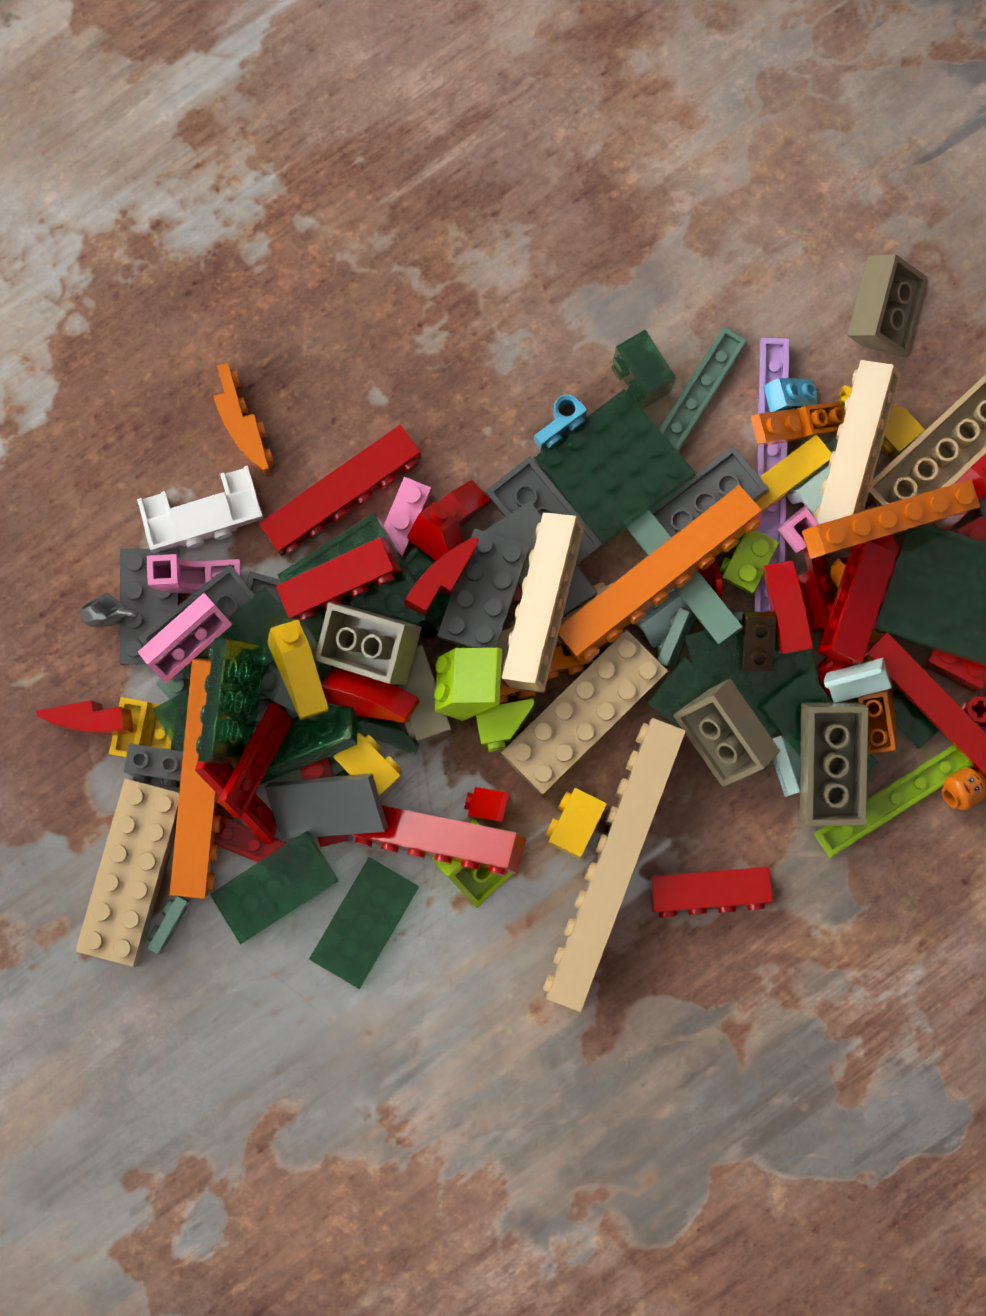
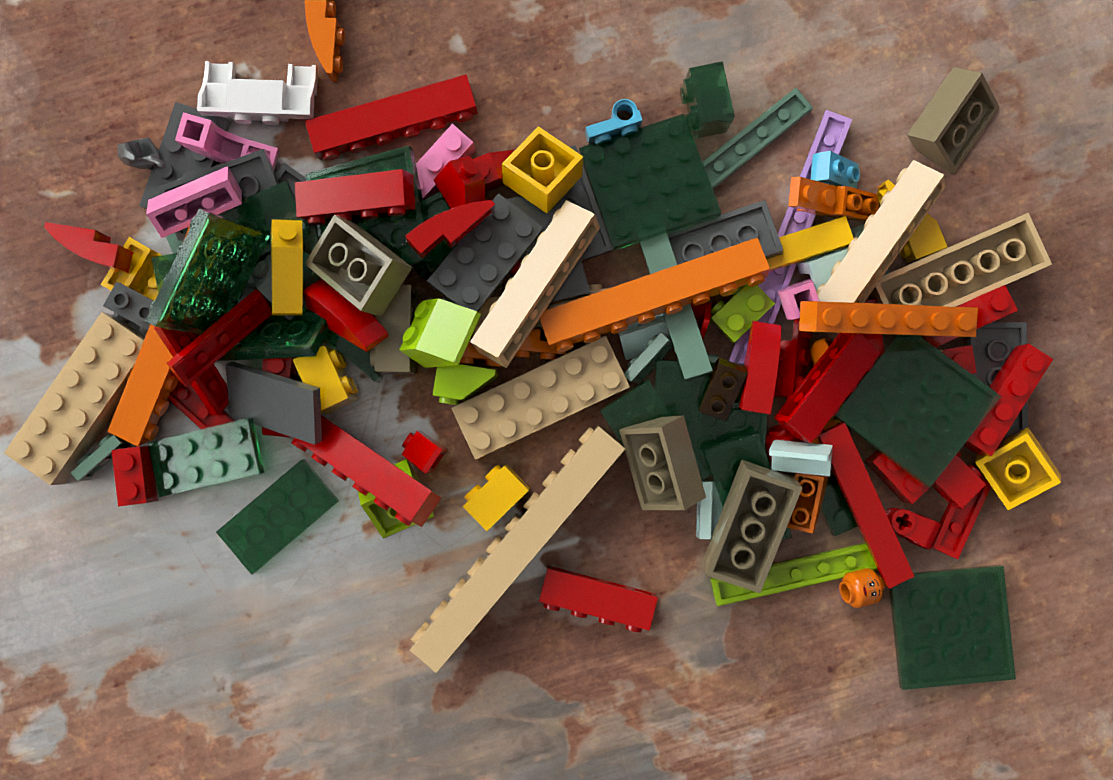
camera: 20 degrees right, 5 degrees up
(209, 930) = (134, 476): none -> red brick
(509, 491) = (542, 169): none -> yellow brick

